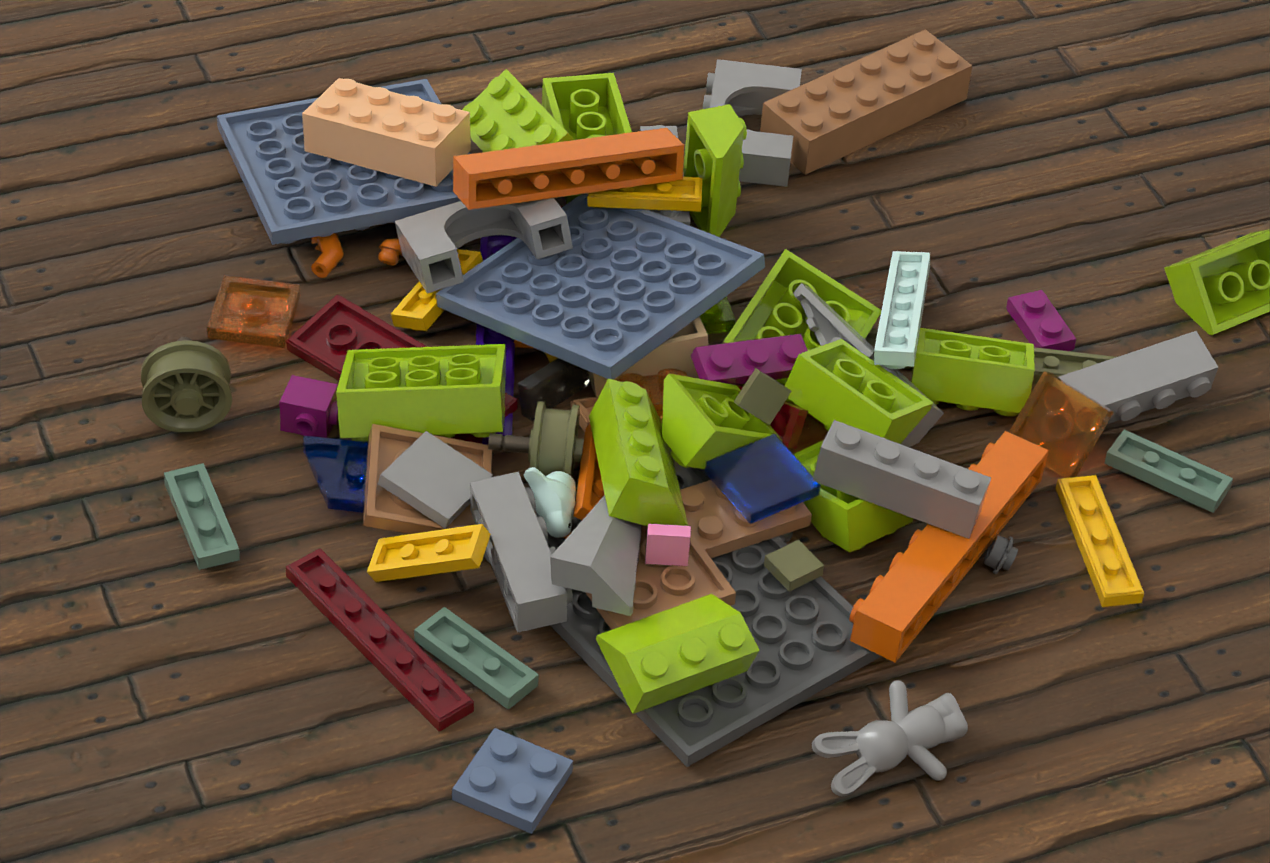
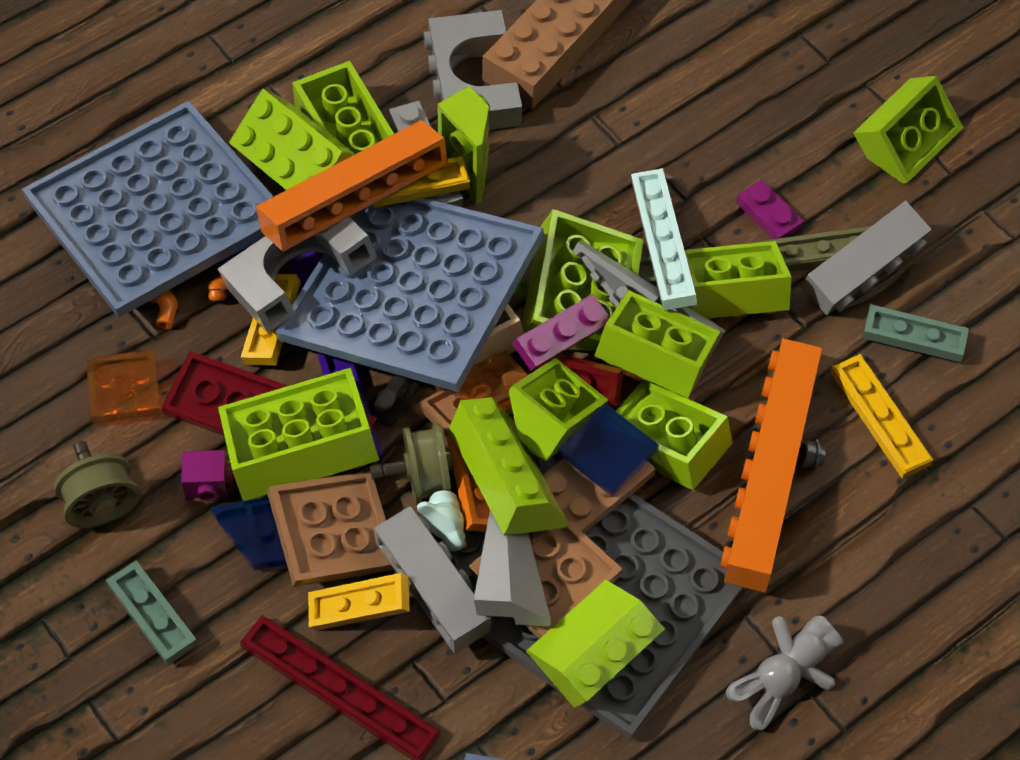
camera: 15 degrees left, 15 degrees up
(386, 131) = (179, 178): light nougat brick -> none
(433, 479) = (339, 526): light grey tile -> none
(476, 658) = (427, 687): sand green plate -> none
(667, 544) = (557, 544): bright pink tile -> none
(762, 396) = (585, 370): olive tile -> none
(793, 565) = (656, 522): olive tile -> none
(901, 479) = (726, 426): light grey brick -> none
(1061, 422) = (822, 318): clear orange plate -> none

